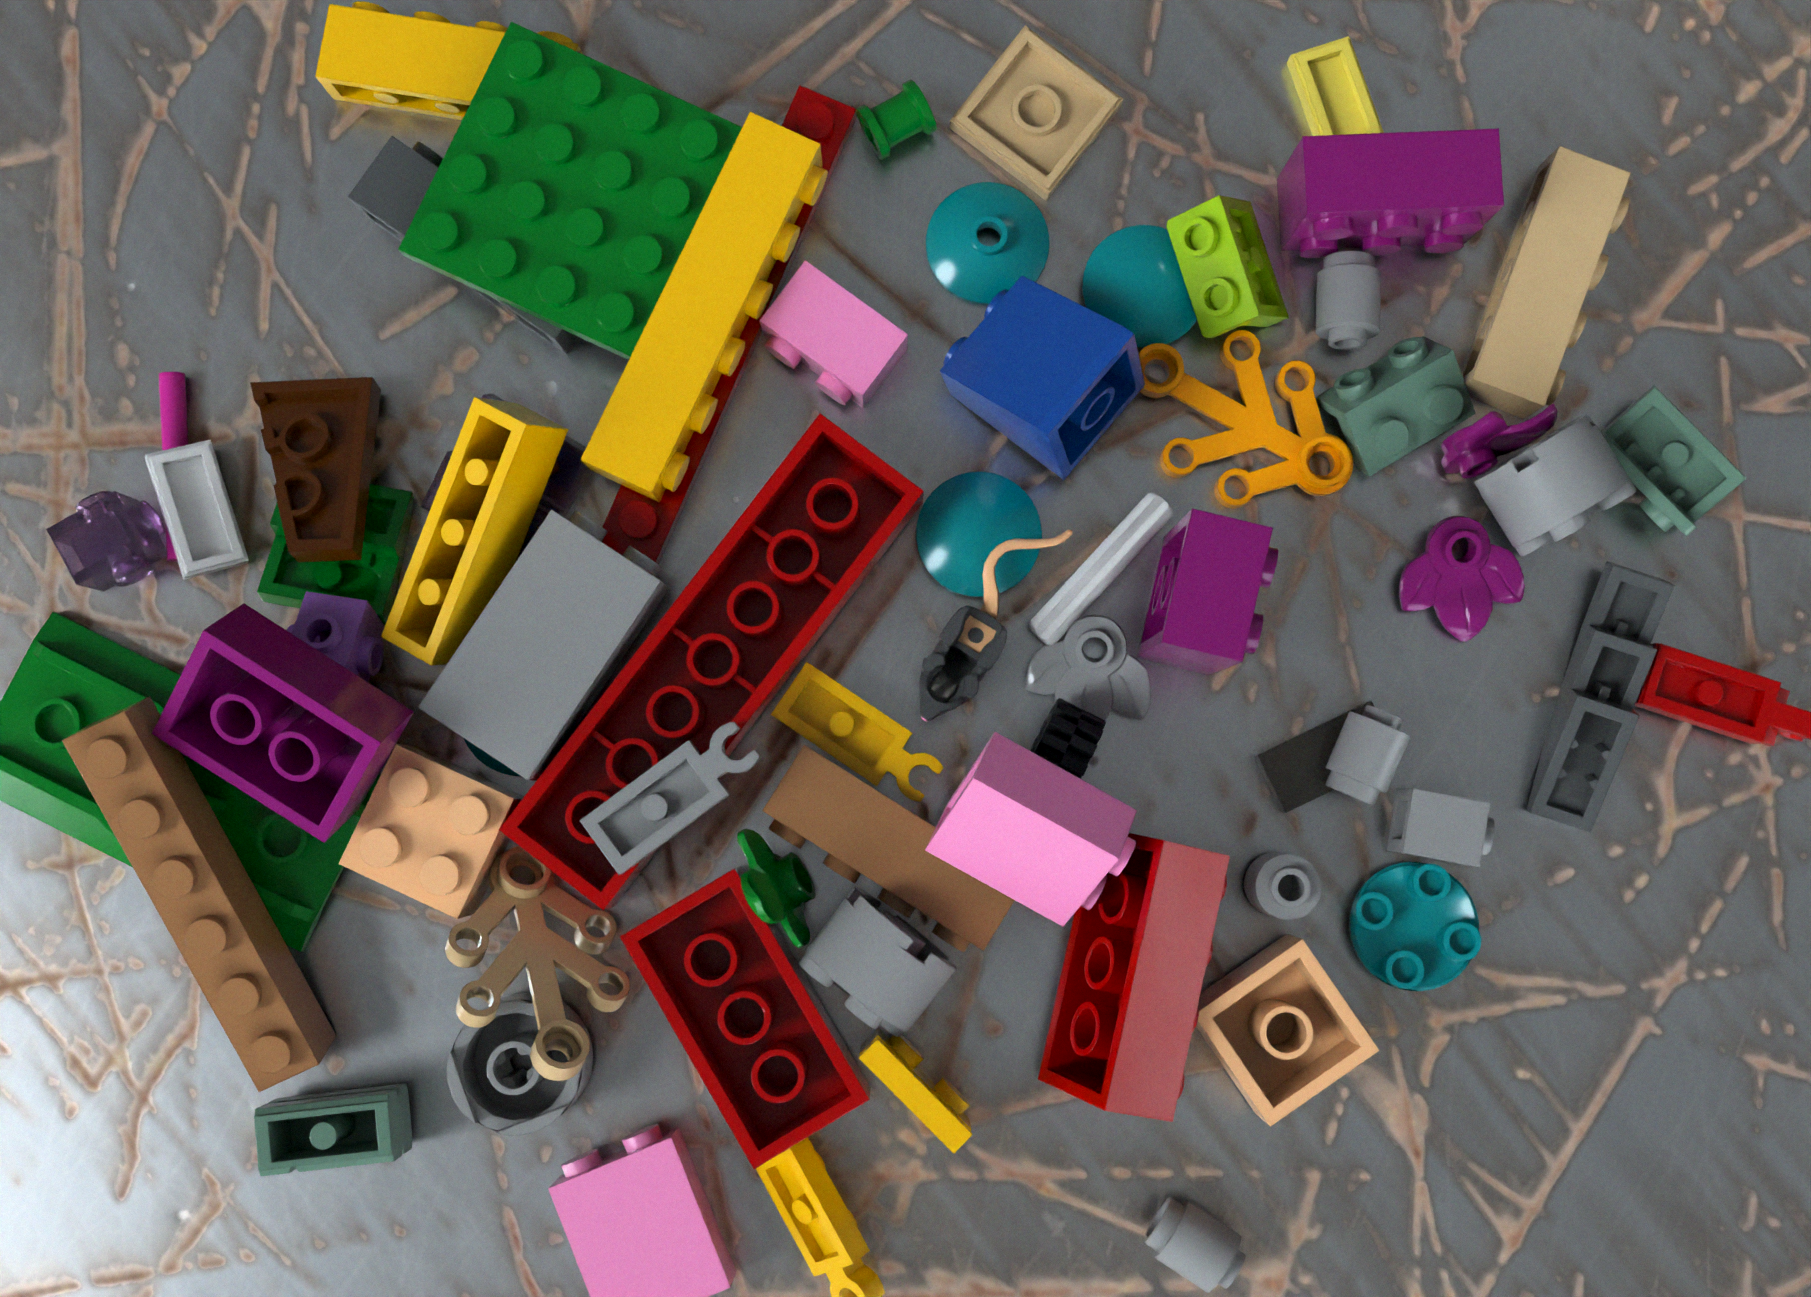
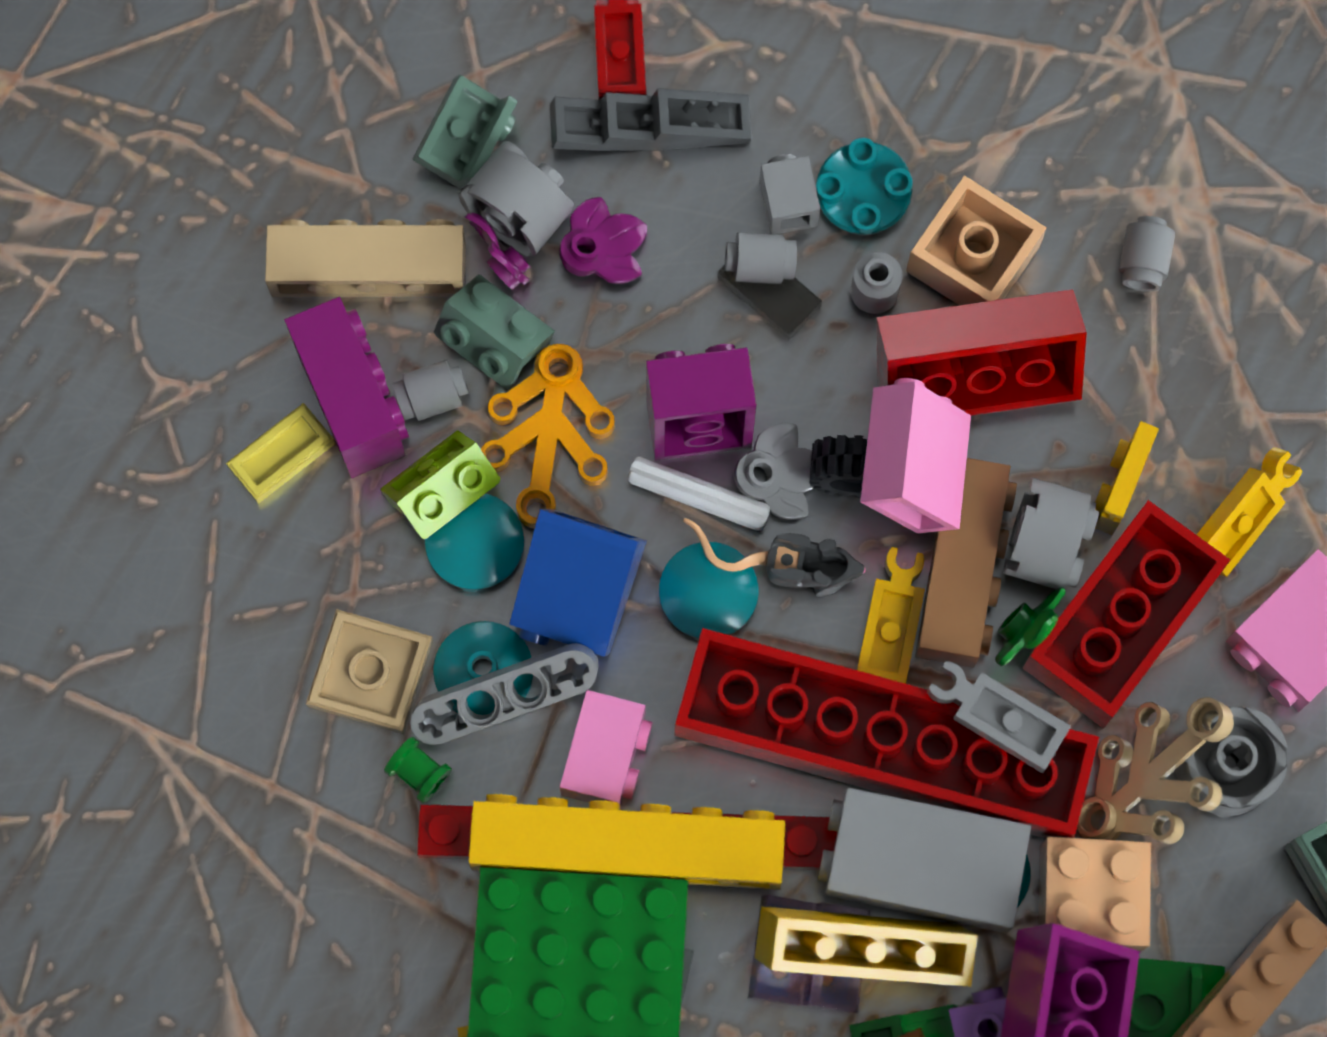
camera: 110 degrees left, 10 degrees down
(933, 245) = (507, 700): none -> light grey beam

